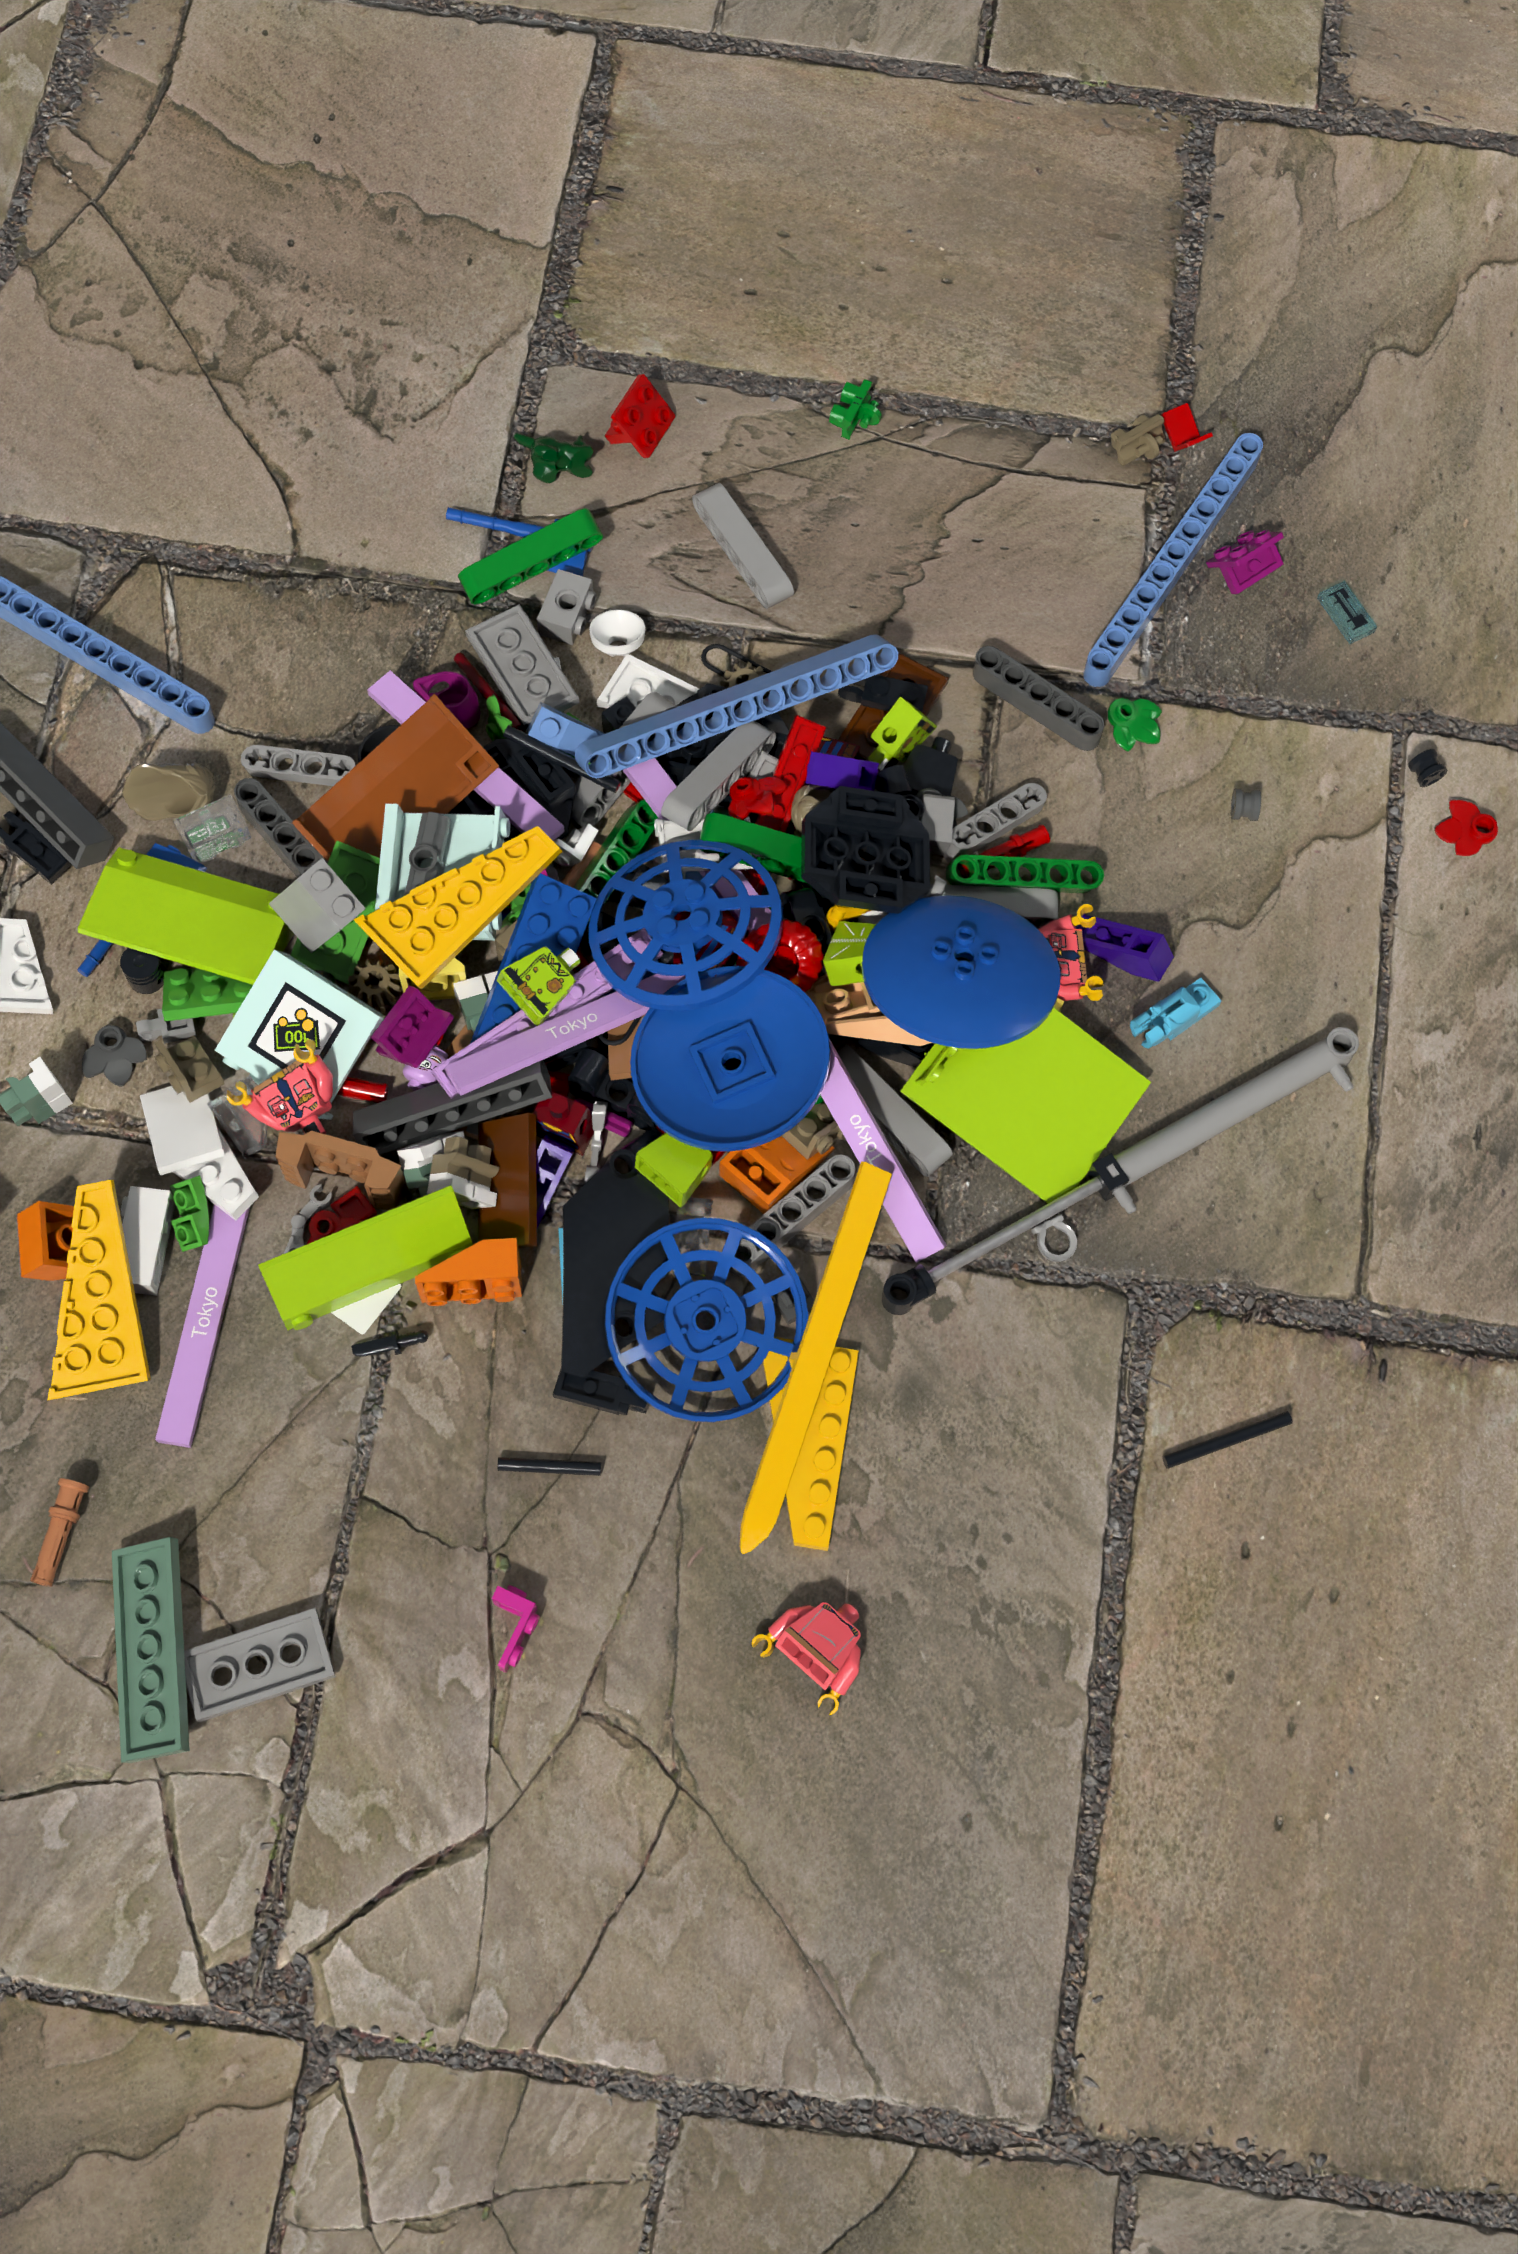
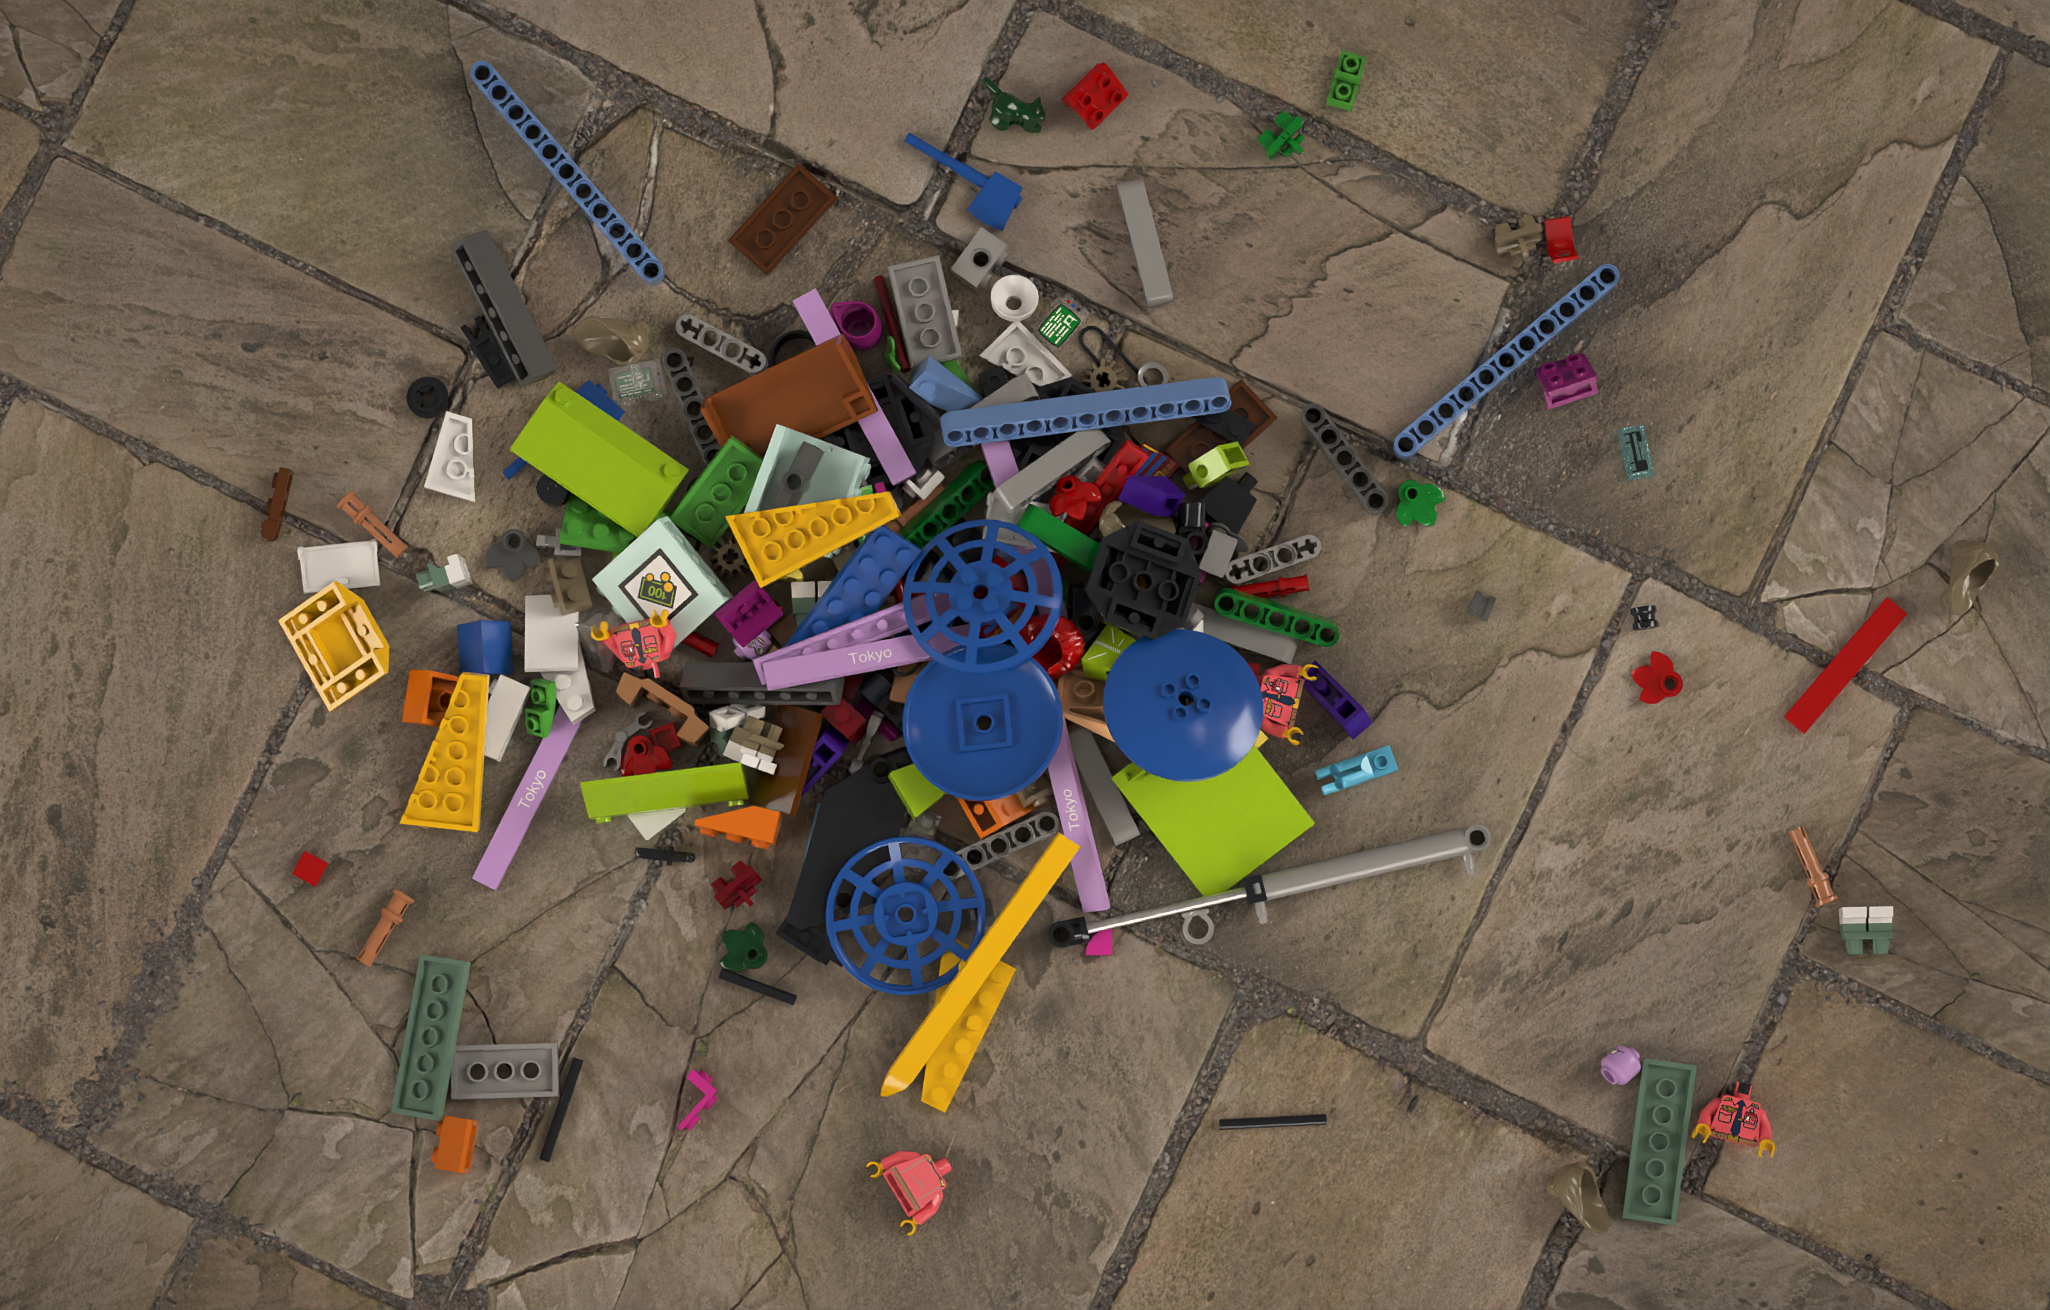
camera: 25 degrees right, 15 degrees up
(106, 1156) = (486, 647): none -> blue slope
(216, 1776) = (455, 1144): none -> orange slope
(317, 905) = (703, 491): light grey slope -> none
(333, 628) = (783, 219): none -> reddish brown tile
(343, 1693) = (561, 1109): none -> black bar
(492, 1353) = (739, 889): none -> dark red hips
(514, 1425) = (741, 945): none -> dark green plate
(530, 556) = (962, 205): green beam -> none
(539, 981) = (855, 614): lime torso -> none
(678, 645) = (1060, 324): none -> brick
(901, 345) = (1346, 80): none -> bright green slope
(949, 1293) = (1100, 944): none -> dark pink tile

